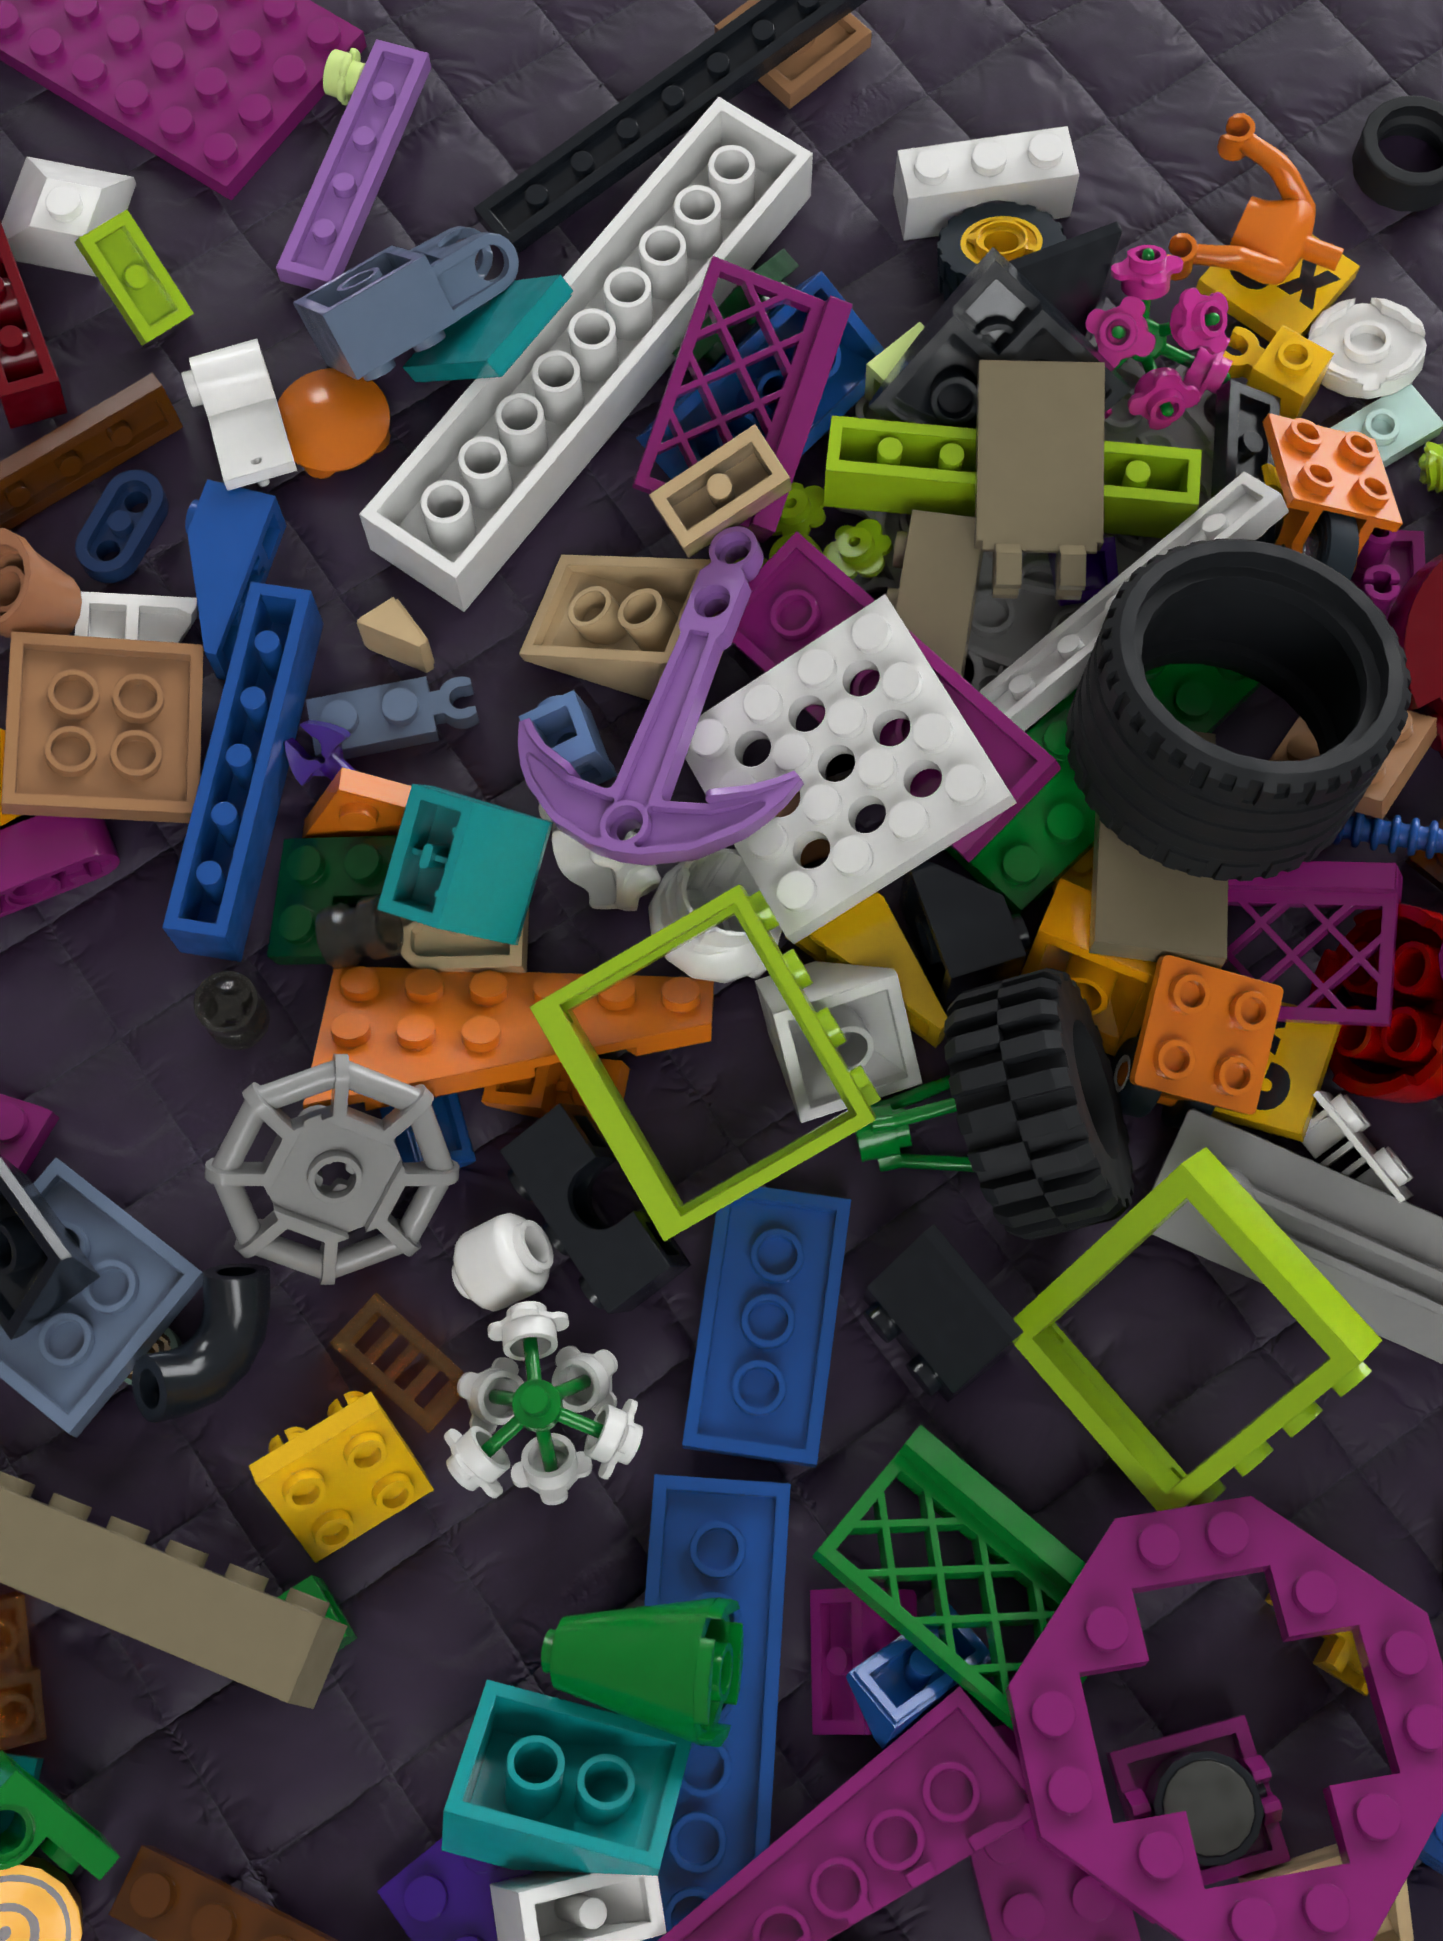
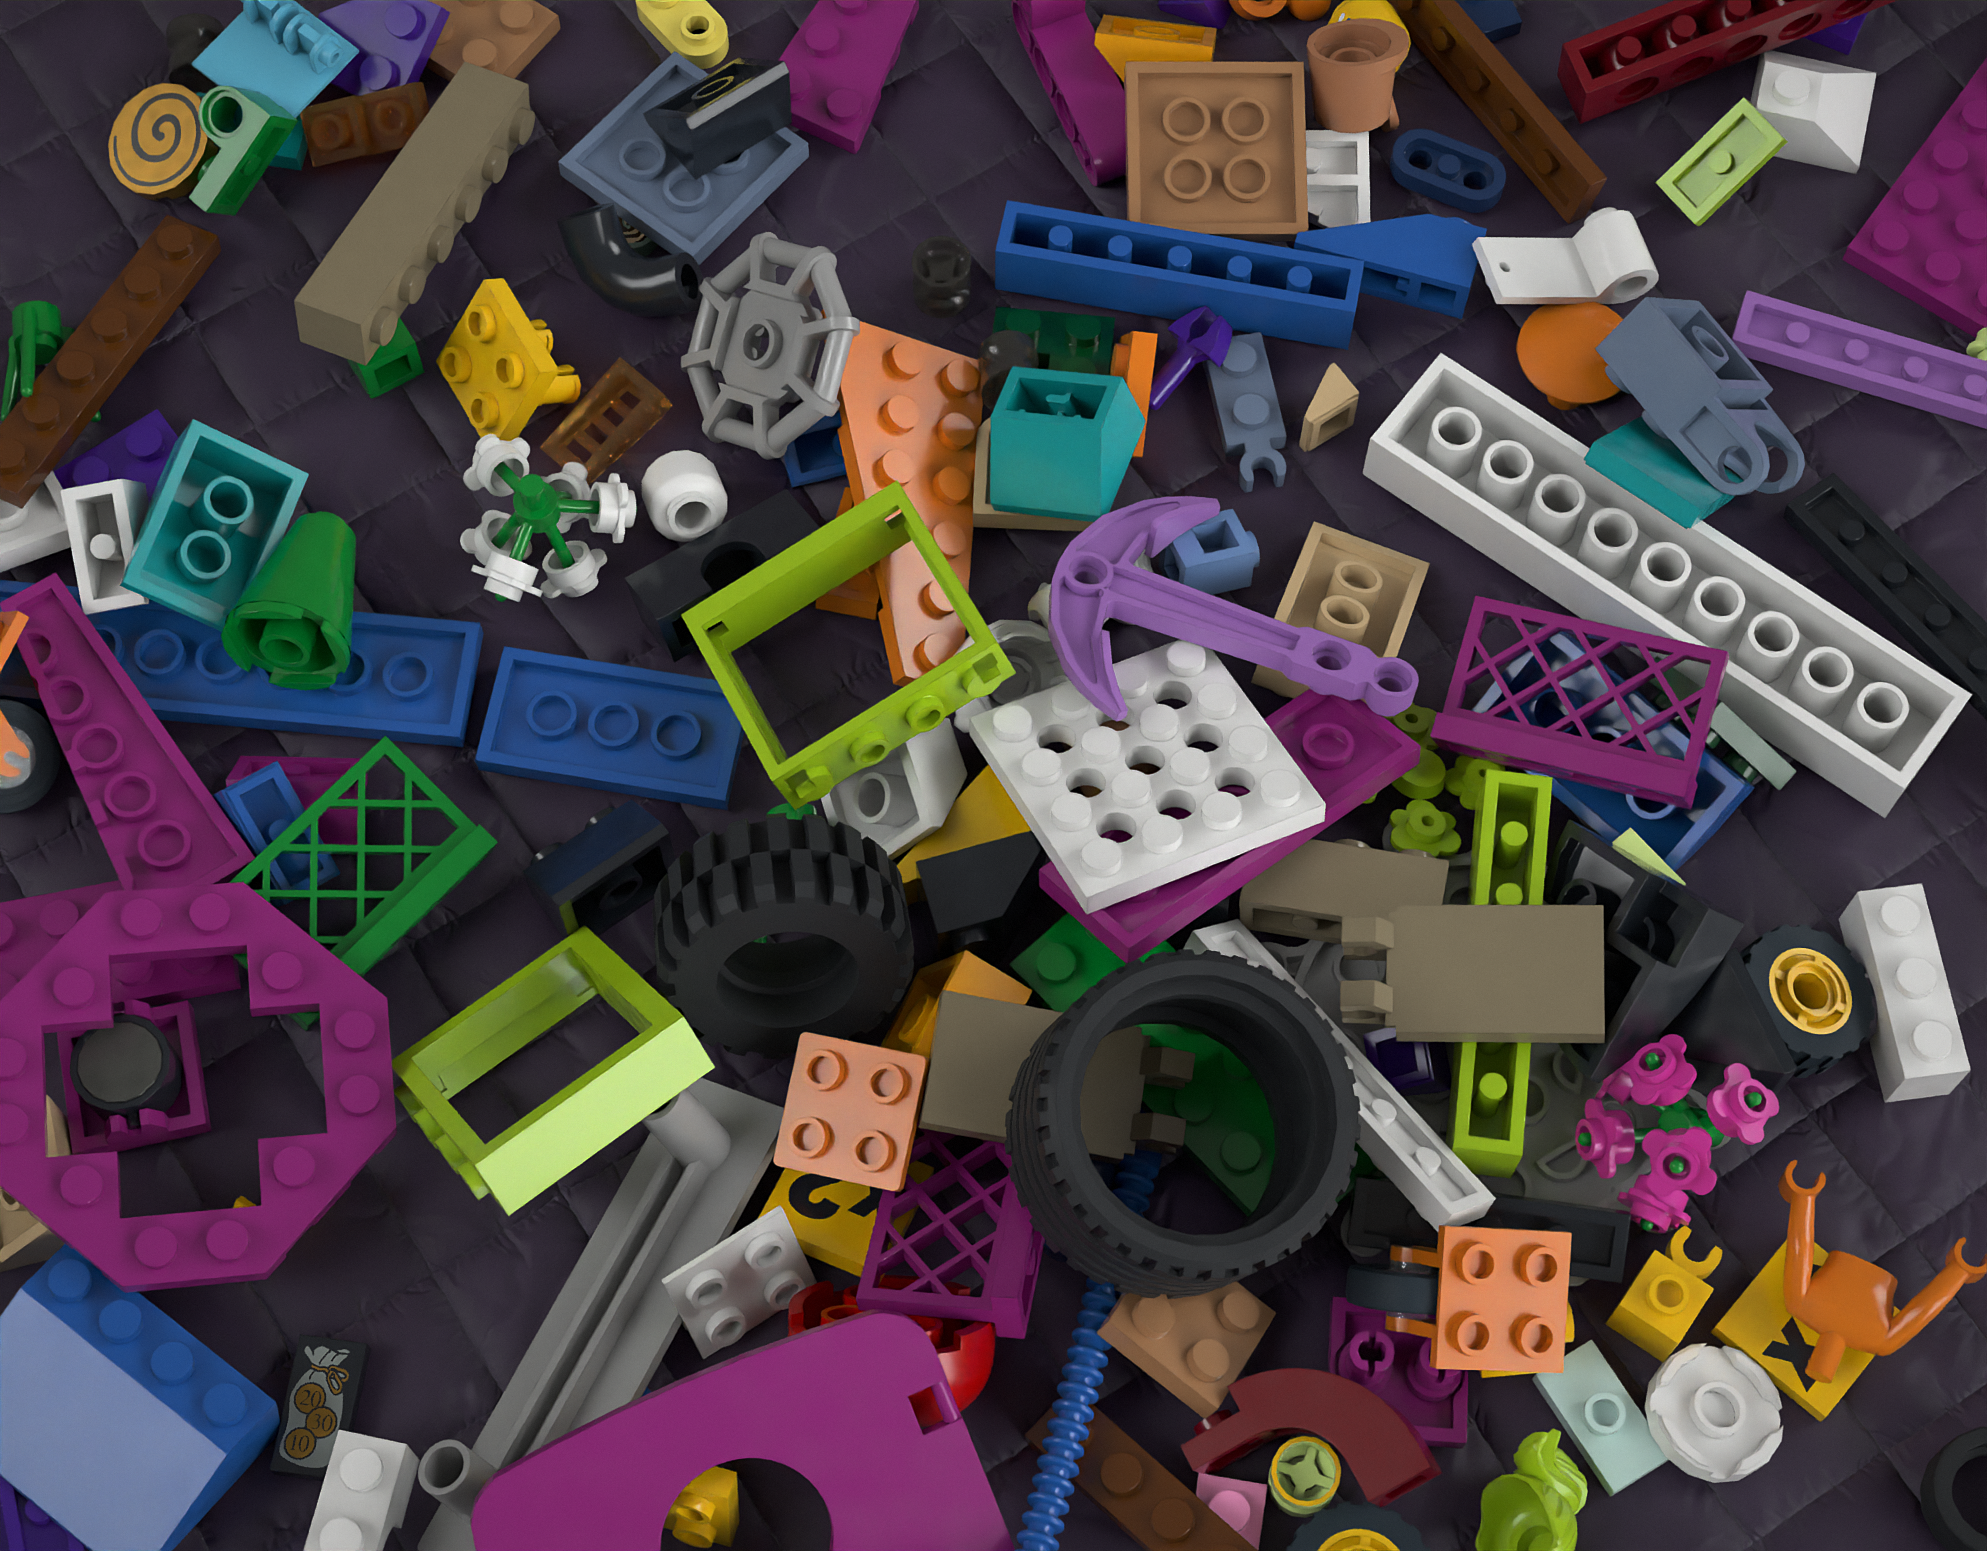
camera: 90 degrees right, 5 degrees down
(721, 490) = (1452, 662): tan brick -> none

